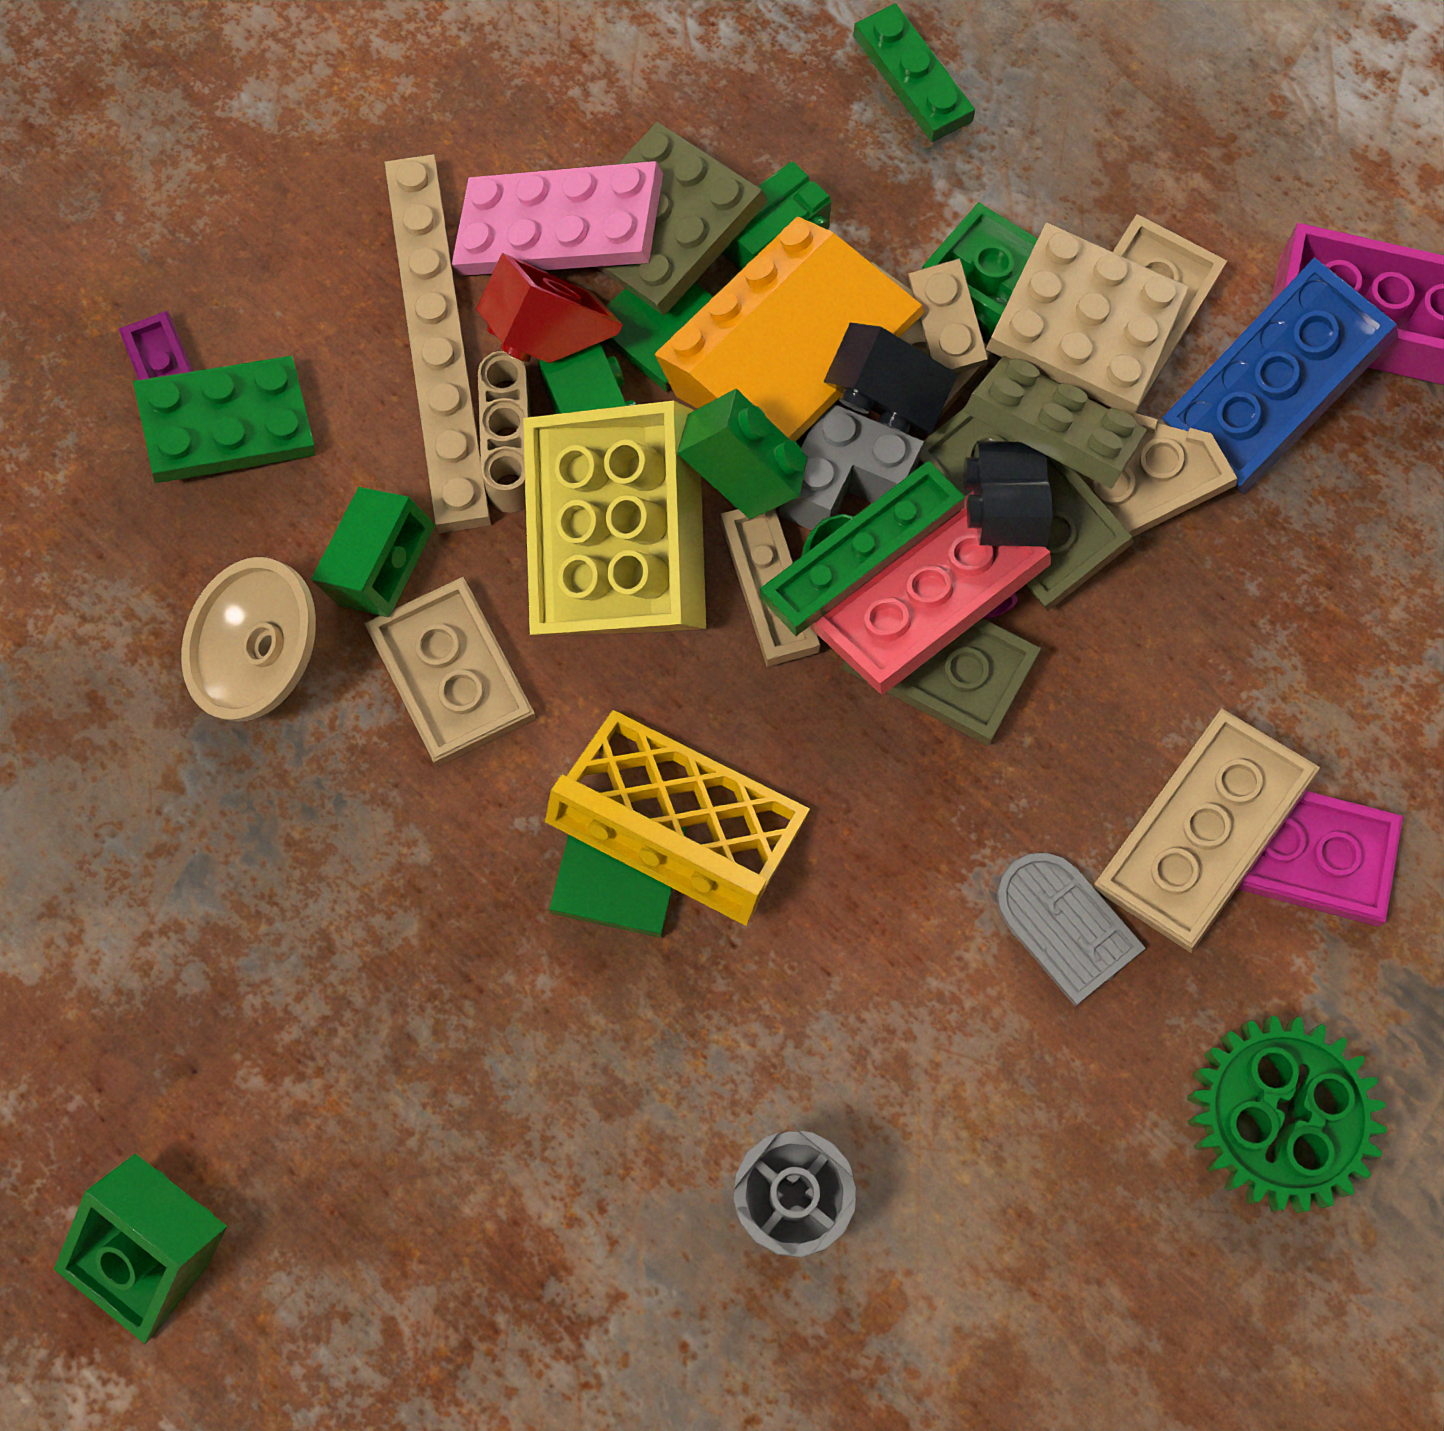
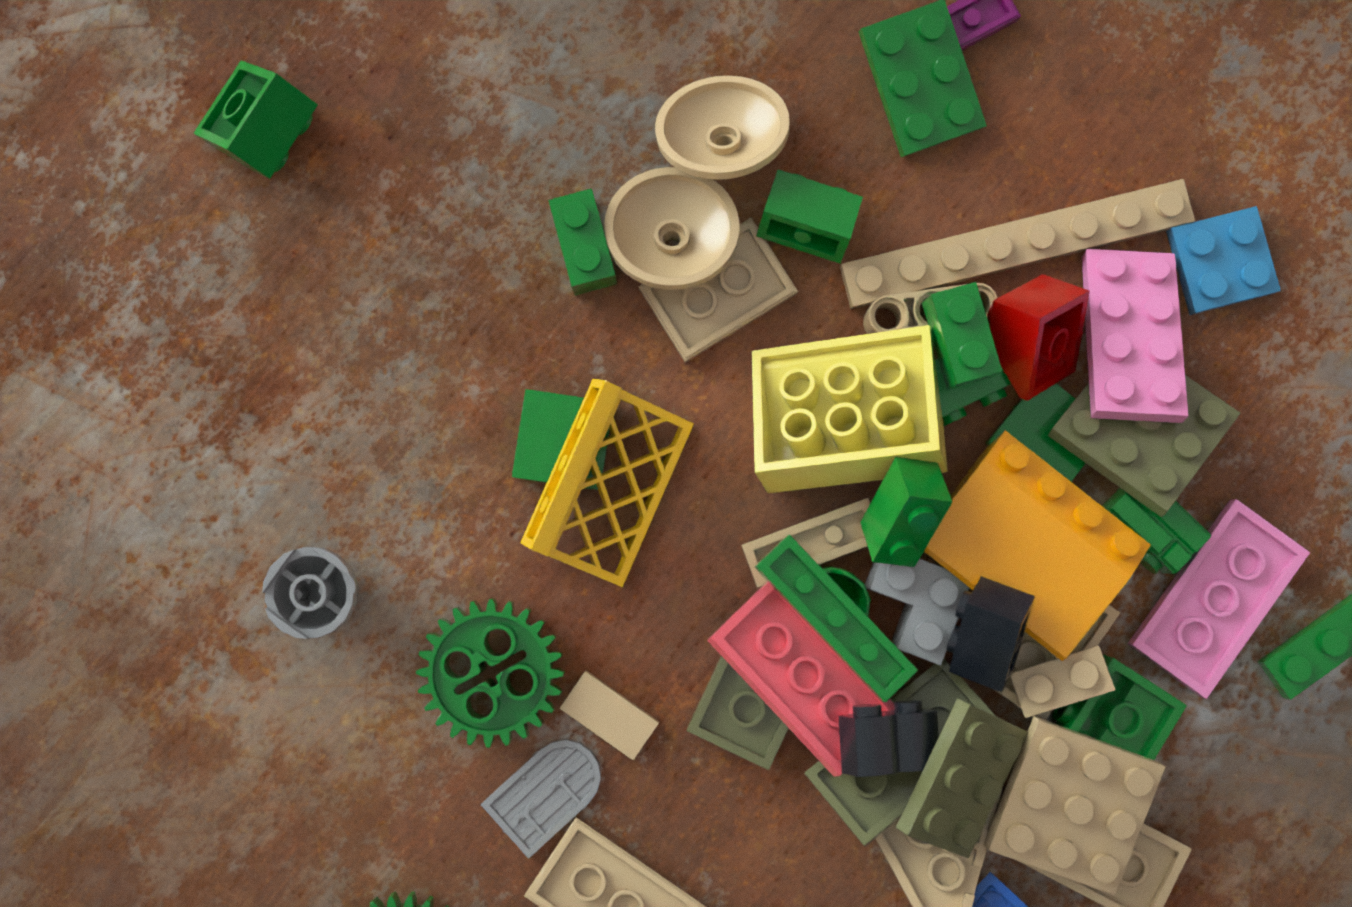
camera: 85 degrees right, 15 degrees up
(347, 693) = (676, 207): none -> tan dish
(368, 820) = (582, 242): none -> green brick
(481, 132) = (1223, 260): none -> dark azure plate
(540, 380) = (961, 335): none -> green brick
(864, 167) = (1218, 598): none -> bright pink plate
(957, 955) = (510, 707): none -> green gear
(967, 836) = (609, 715): none -> tan tile

